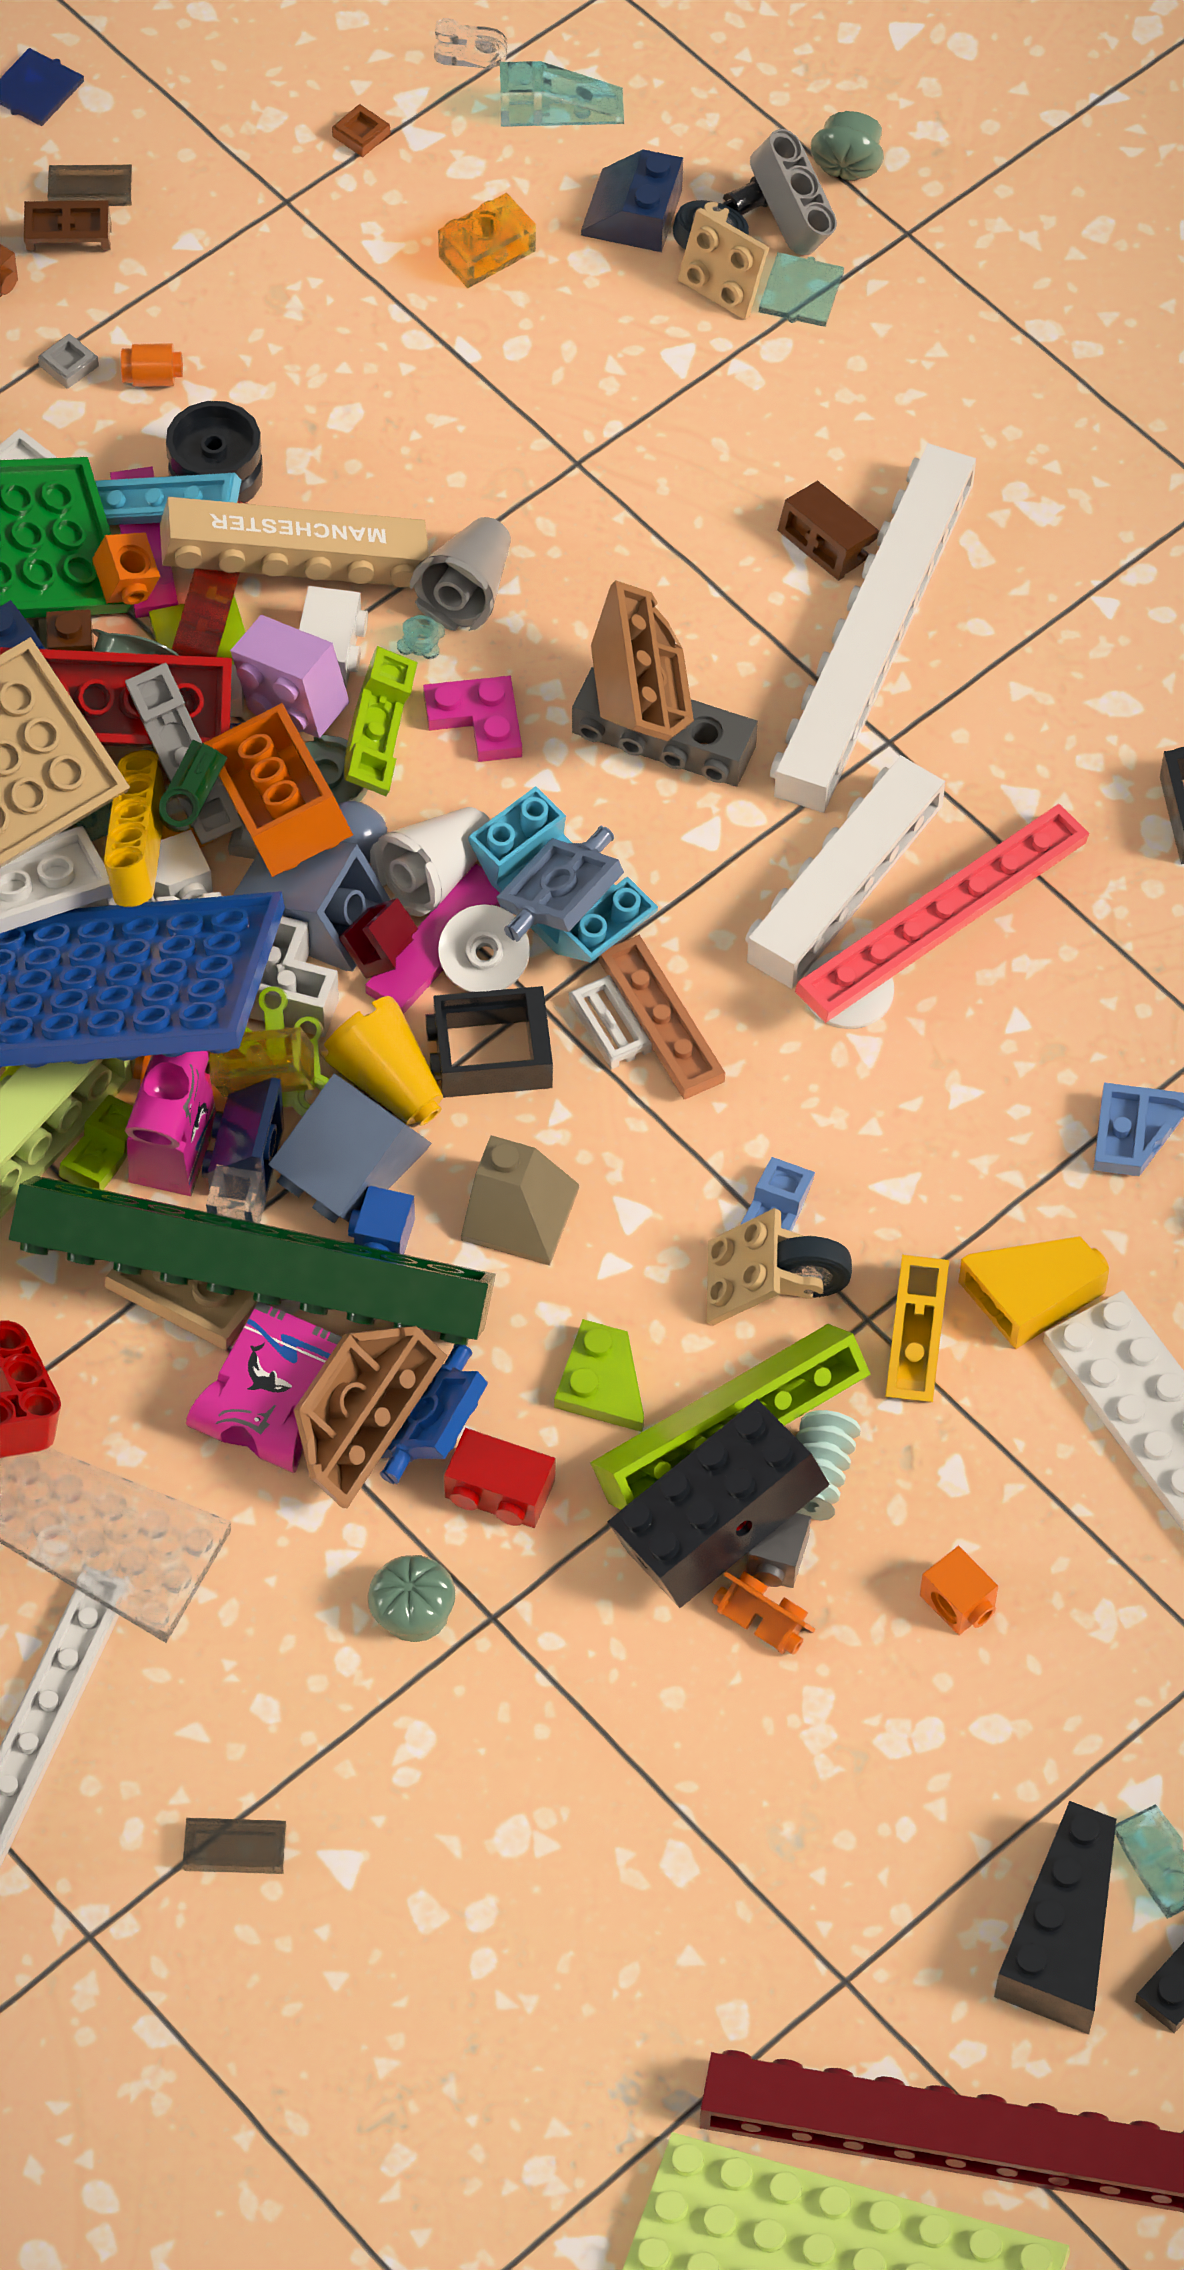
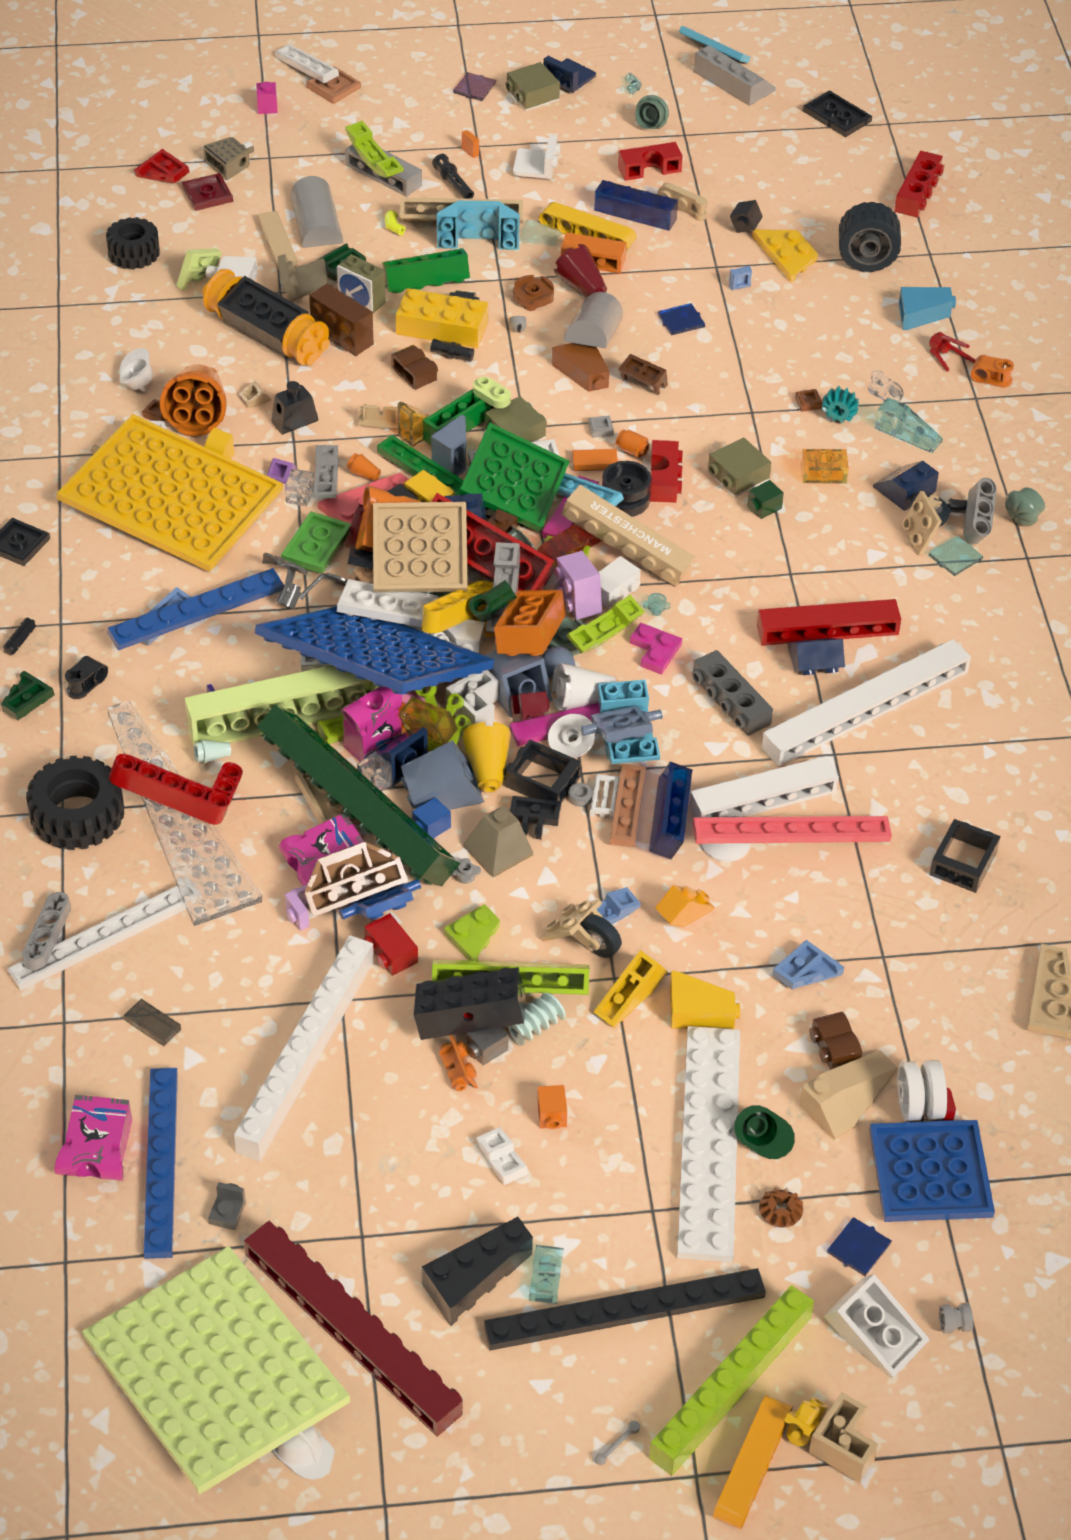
camera: 35 degrees right, 10 degrees down
(91, 183) = (675, 367): clear smoke tile -> none
(109, 427) = (593, 459): none -> orange tile
(126, 568) = (547, 502): orange brick -> none
(230, 362) = (666, 471): none -> red arch
(301, 1511) = (296, 909): none -> lavender bracket
(328, 2097) = (96, 1138): none -> dark pink piece
(356, 315) = (739, 467): none -> olive piece
(412, 1597) = (309, 968): sand green piece -> none
(429, 114) = (840, 404): none -> teal gear
(443, 352) = (765, 499): none -> dark green brick
(449, 2067) = (161, 1164): none -> blue plate
(463, 576) = (694, 586): light grey cone -> none
(511, 1291) = (466, 871): none -> light grey plate
(516, 1737) = (303, 1049): none -> white brick
(532, 1112) = (535, 811): none -> black hinge
(571, 1041) = (580, 794): none -> light grey tile
(614, 2070) = (227, 1206): none -> dark grey bracket
(640, 665) = (735, 656): medium nougat wedge -> none
(714, 513) = (829, 621): none -> red brick
(738, 585) = (816, 655): none -> dark blue slope
(741, 988) = (670, 810): none -> clear blue brick
(826, 529) = (878, 651): reddish brown hinge -> none
(884, 1136) = (684, 905): none -> light orange slope
(941, 1716) = (501, 1155): none -> white slope

